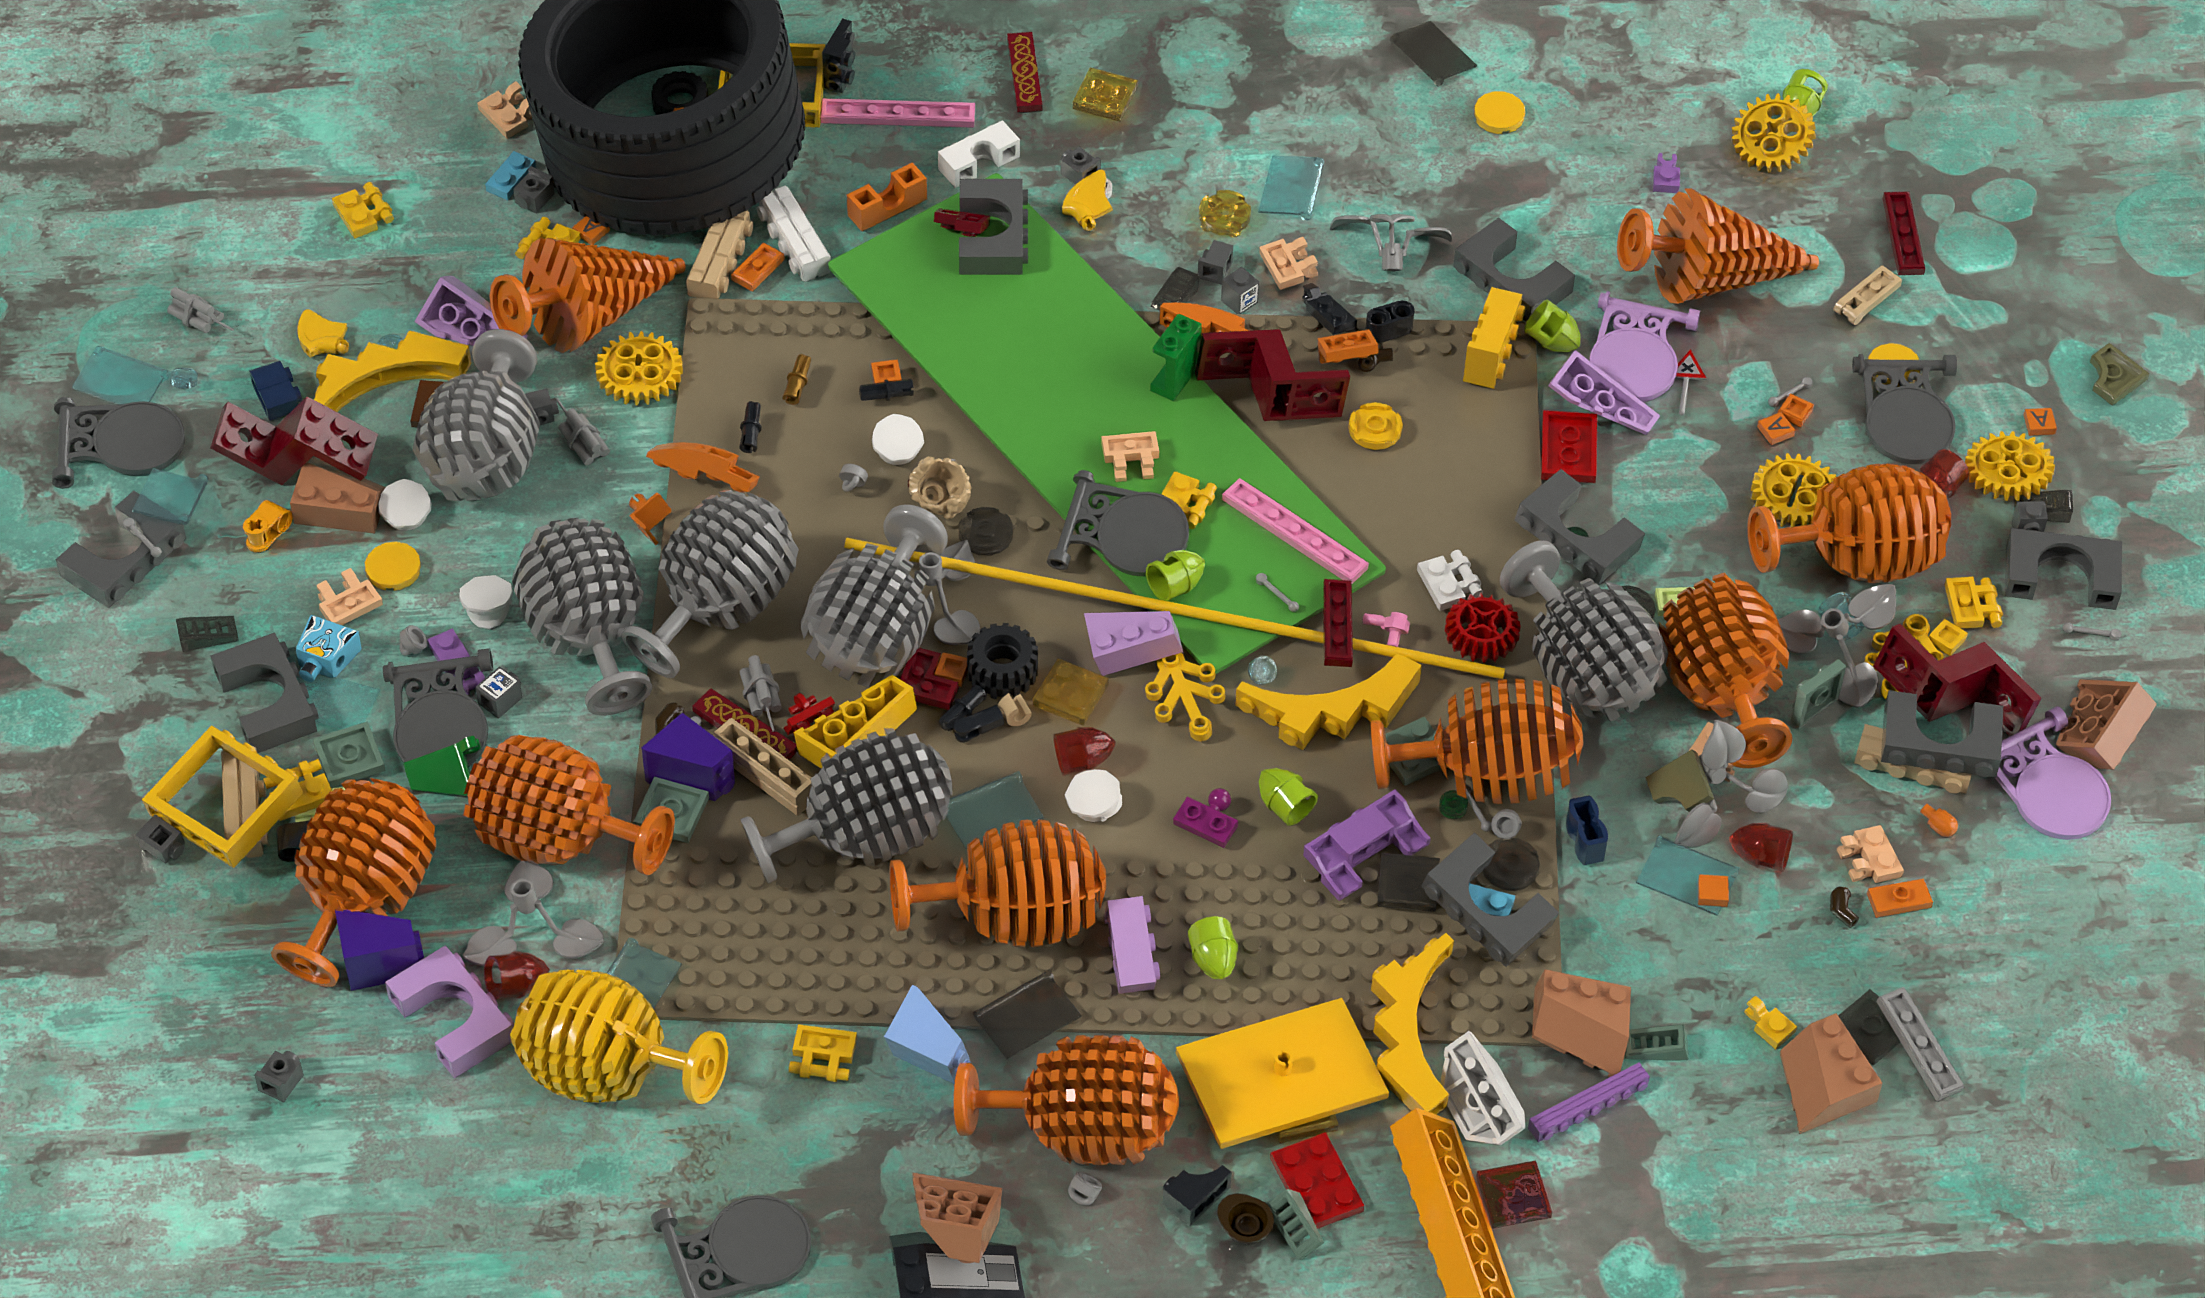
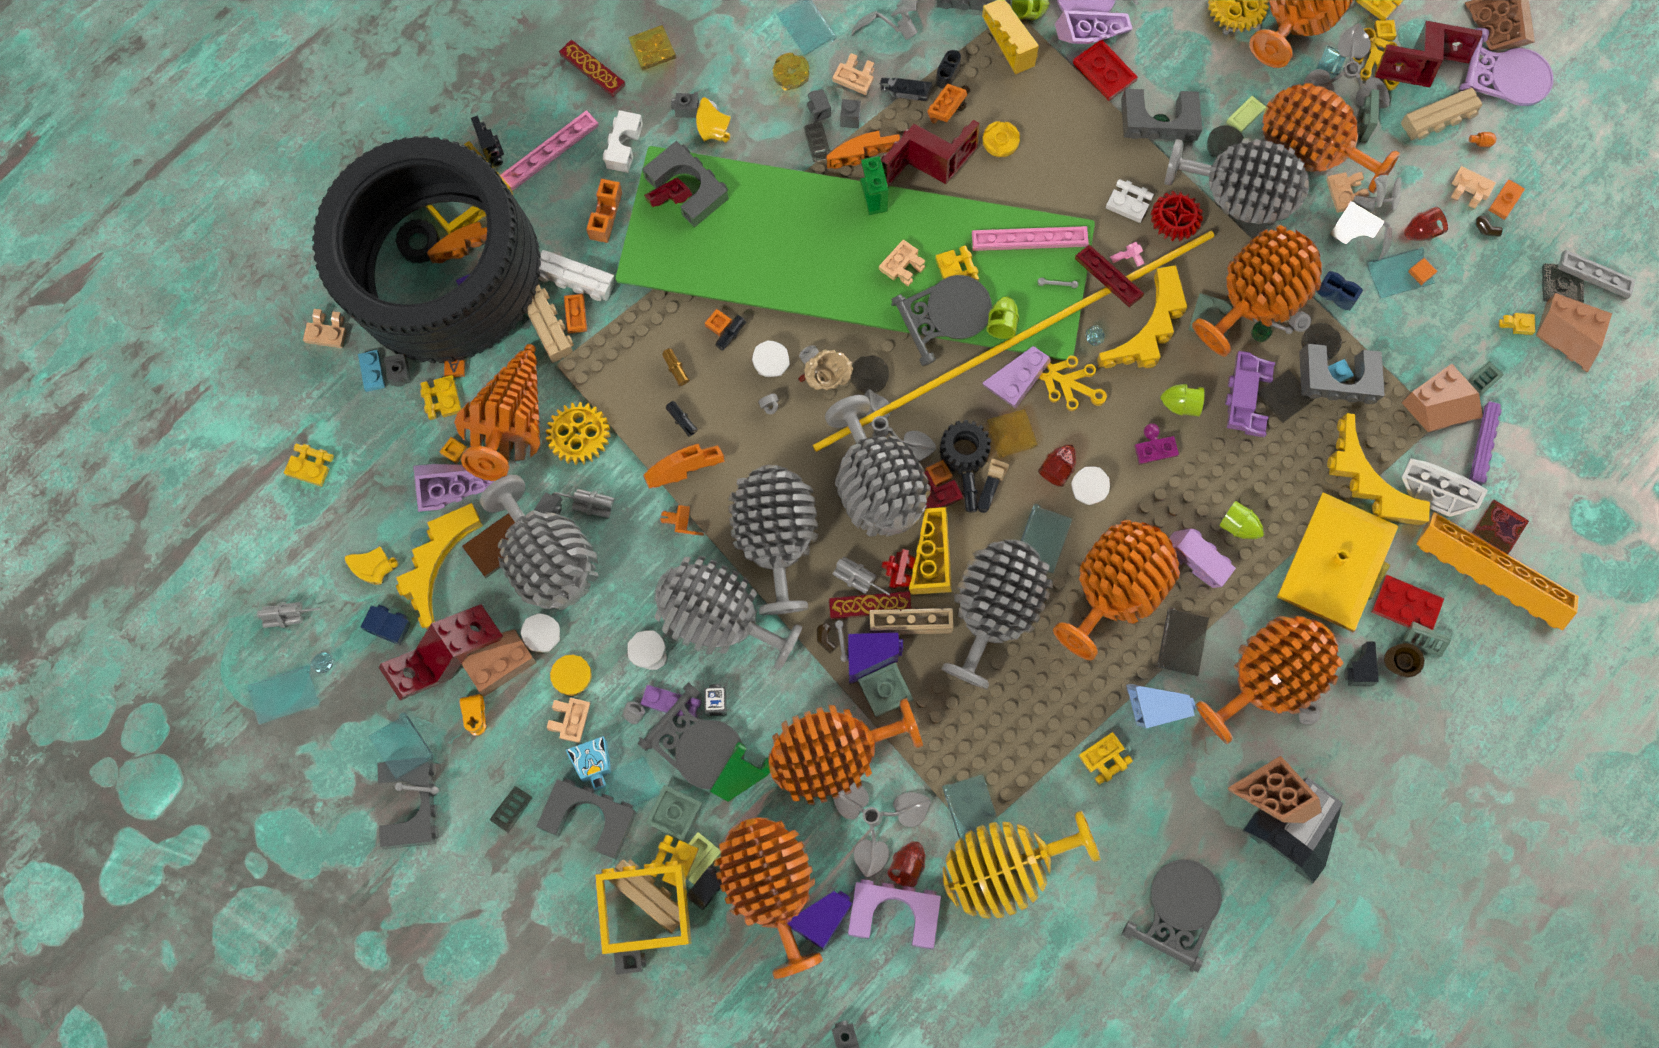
camera: 40 degrees left, 20 degrees up
(126, 439) = (332, 726): dark grey piece -> none
(1908, 746) = (1441, 110): dark grey arch -> none

